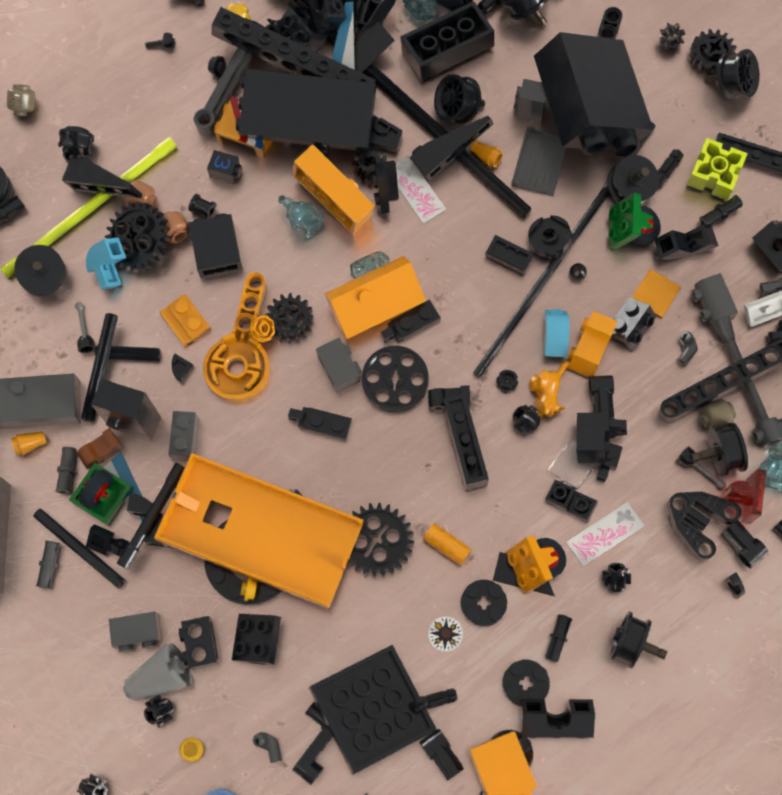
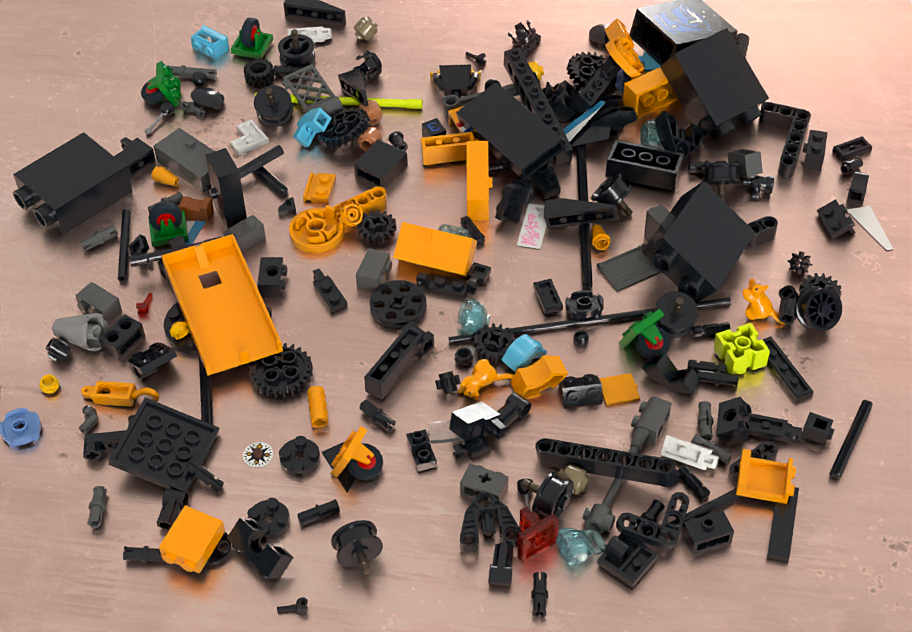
camera: 45 degrees right, 25 degrees down
(56, 320) = (251, 138): none -> white tile
(85, 342) = (253, 154): hinge -> none
(90, 226) = (330, 105): none -> dark grey piece
(178, 90) = (455, 79): none -> black torso
(178, 595) = (143, 307): none -> clear red hand
(259, 174) = (445, 148): none -> light orange brick
(265, 467) = (271, 276): none -> black brick
(267, 699) = (120, 393): none -> light orange piece
(302, 215) = (446, 185): clear light blue piece -> none
(341, 626) = (205, 394): none -> black axle
(371, 242) = (475, 233): none -> black axle
(431, 288) = (477, 274): none -> black plate
(478, 337) = (472, 317): none -> clear light blue cylinder
(502, 504) = (377, 415): none -> black axle
(528, 345) = (494, 343): none -> black gear
(605, 534) = (421, 487): white sticker -> none
(616, 577) = (394, 509): black gear -> none
(633, 736) = (295, 607): none -> black hand
(647, 494) = (480, 480): none -> dark grey brick
(686, 108) = (760, 305): none -> light orange animal
(689, 347) = (604, 432): dark grey arm -> none
(701, 209) = (709, 366): none -> black axle
(707, 90) = (787, 304): none -> black piece
(735, 585) = (467, 576): black tile -> none
(752, 263) = (705, 420): none -> dark grey pin

